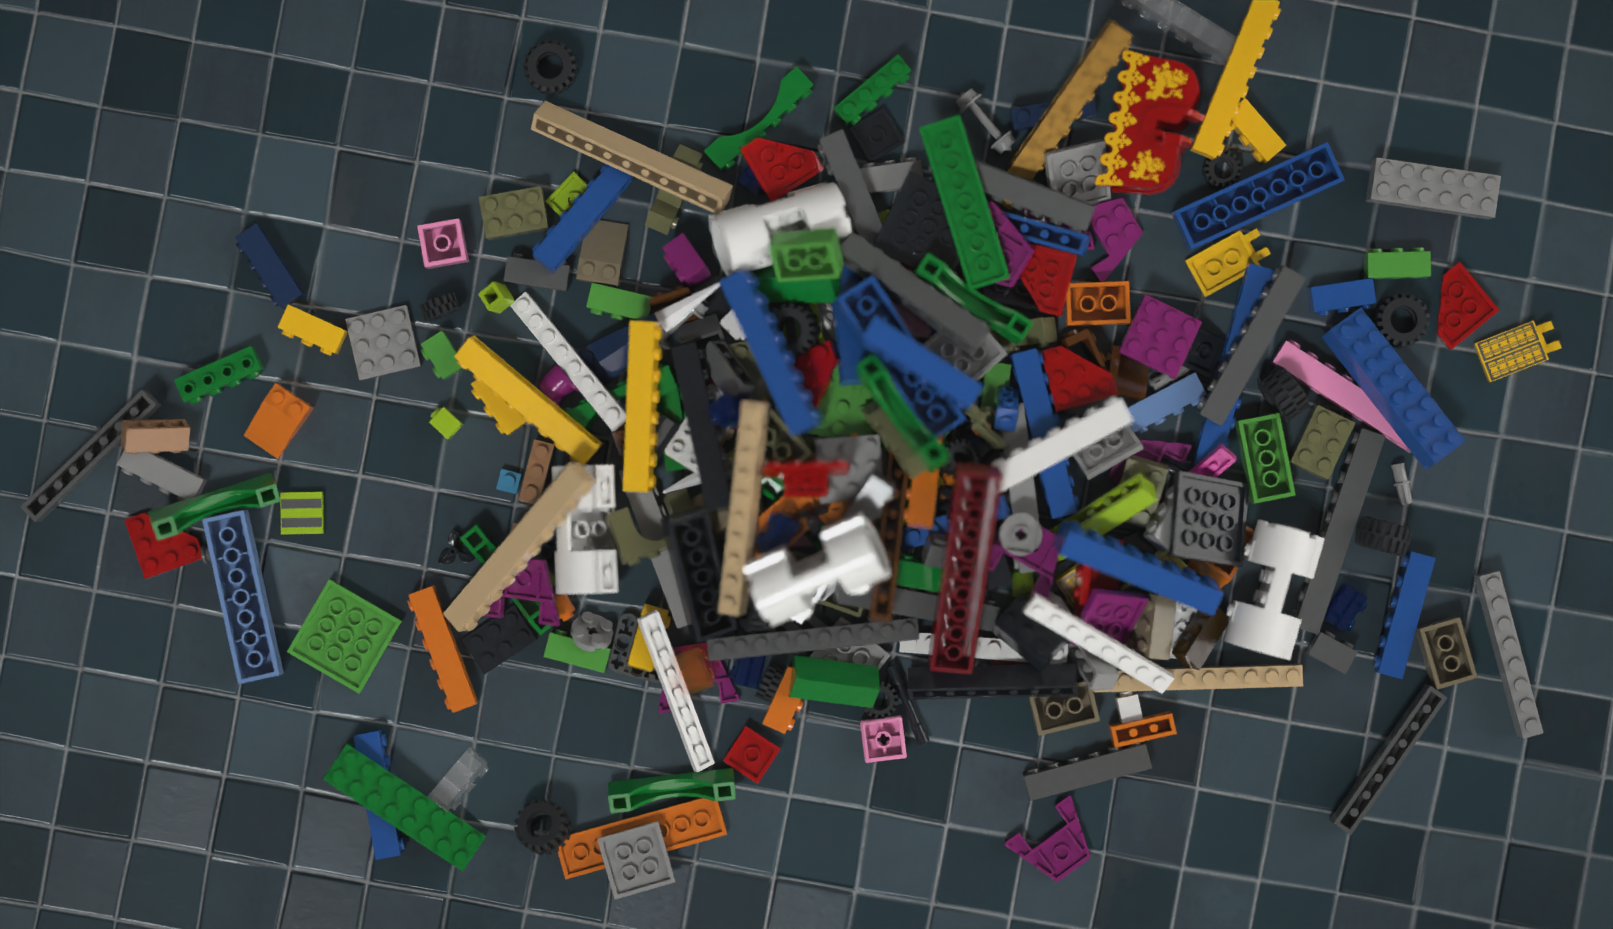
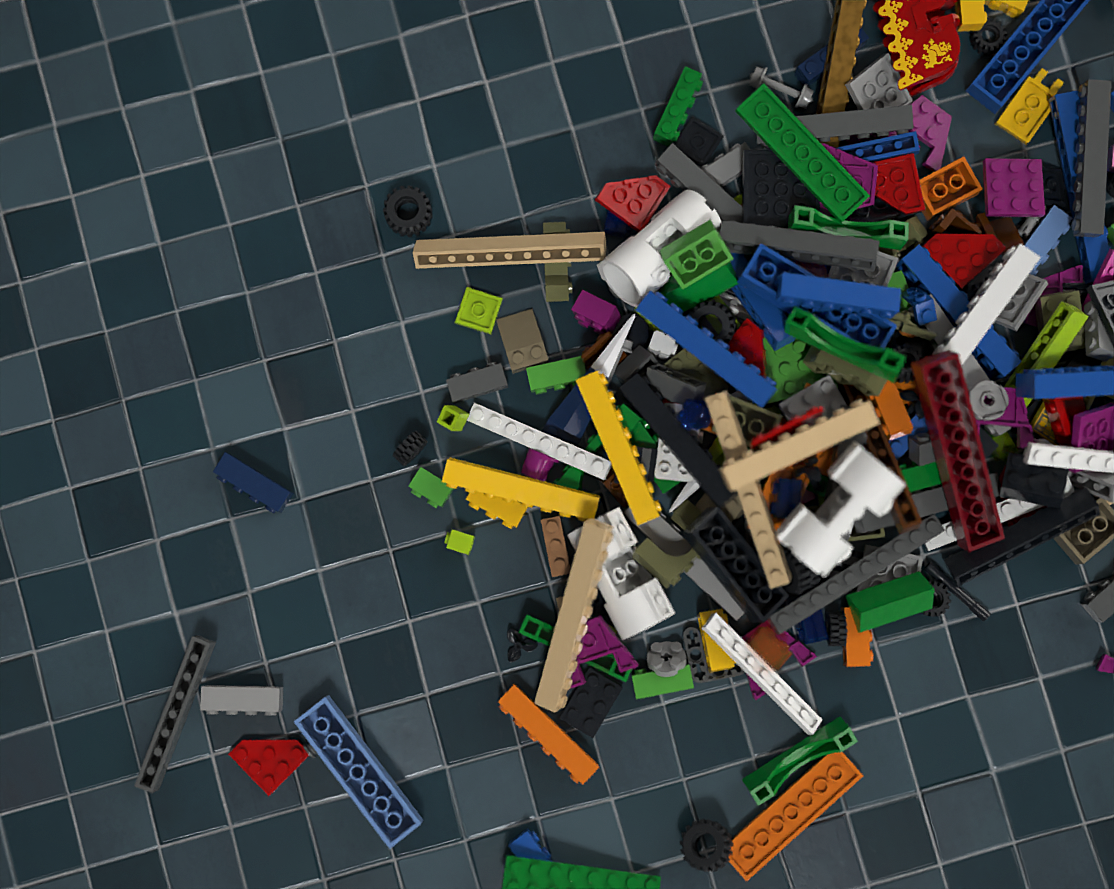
camera: 25 degrees left, 5 degrees down
(155, 436) = (221, 670): medium nougat brick -> none
(219, 374) = (252, 593): green brick -> none
(247, 494) = (271, 730): green arch -> none
(278, 420) = (319, 608): orange slope -> none
(302, 512) = (375, 676): tile -> none
(312, 330) = (312, 518): yellow brick -> none
(344, 636) = (460, 763): bright green plate -> none
(383, 342) = (376, 501): light grey plate -> none
(443, 243) = (387, 395): bright pink brick -> none
(459, 779) = (615, 839): clear brick -> none
(509, 481) = (535, 566): dark azure plate -> none
(514, 213) = (434, 342): olive brick -> none
(564, 606) = (633, 647): orange brick -> none
(581, 218) = (492, 319): blue brick -> none
(636, 860) = (799, 835): light grey plate -> none
(751, 754) = (849, 697): red plate -> none
(792, 89) = (611, 137): green arch -> none
(807, 489) = (798, 445): none -> tan brick
(875, 750) = (964, 633): bright pink brick -> none

